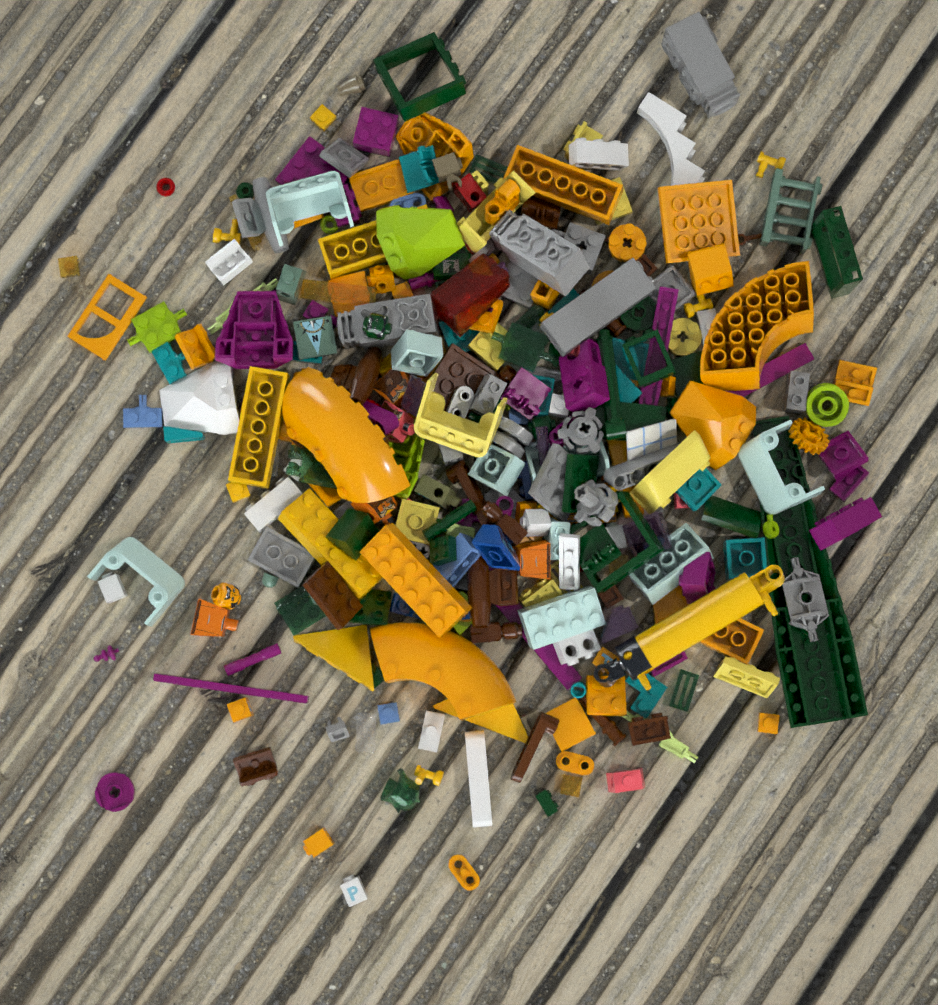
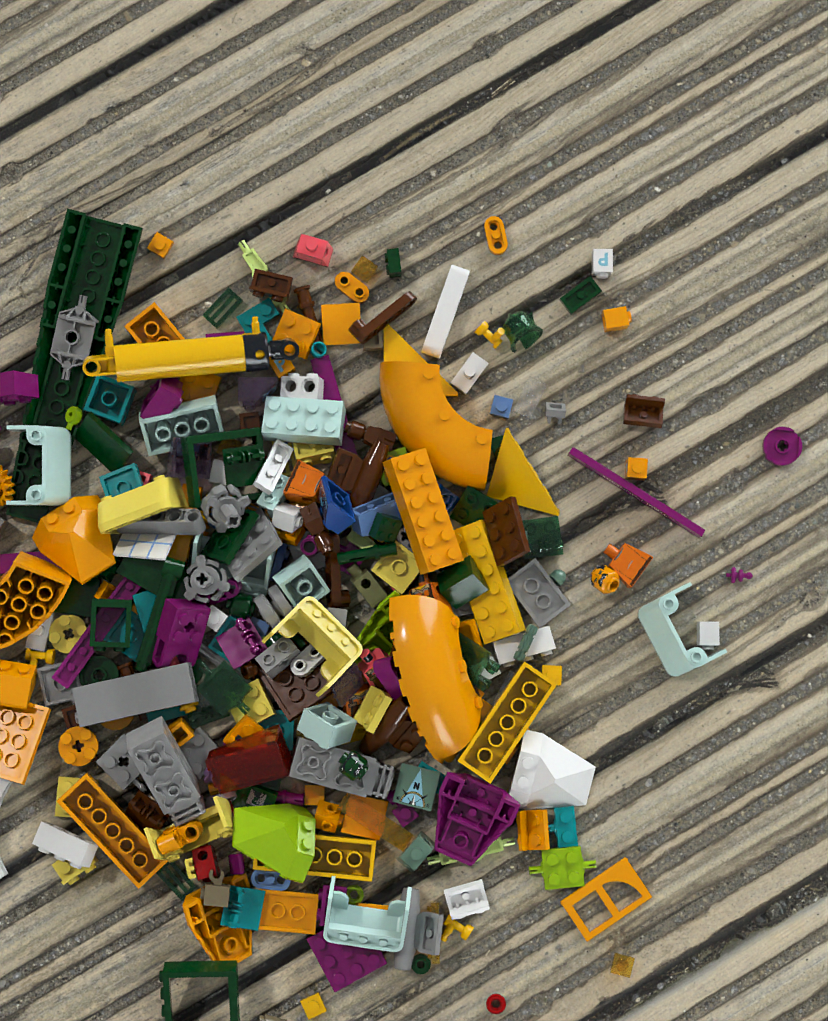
camera: 160 degrees left, 0 degrees up
(142, 415) = (611, 786): medium blue plate -> none
(179, 435) = (588, 753): teal slope -> none
(241, 664) = (618, 511): magenta piece -> none
(272, 505) = (525, 643): none -> sand green axle
(344, 157) = (310, 953): light grey plate -> none
(360, 850) = (580, 295): none -> dark green plate
(375, 131) = (268, 966): magenta brick -> none
(382, 385) = (372, 708): none -> light yellow bracket
(542, 443) = (247, 587): clear purple pin -> none
(746, 677) = (160, 292): light yellow plate -> none

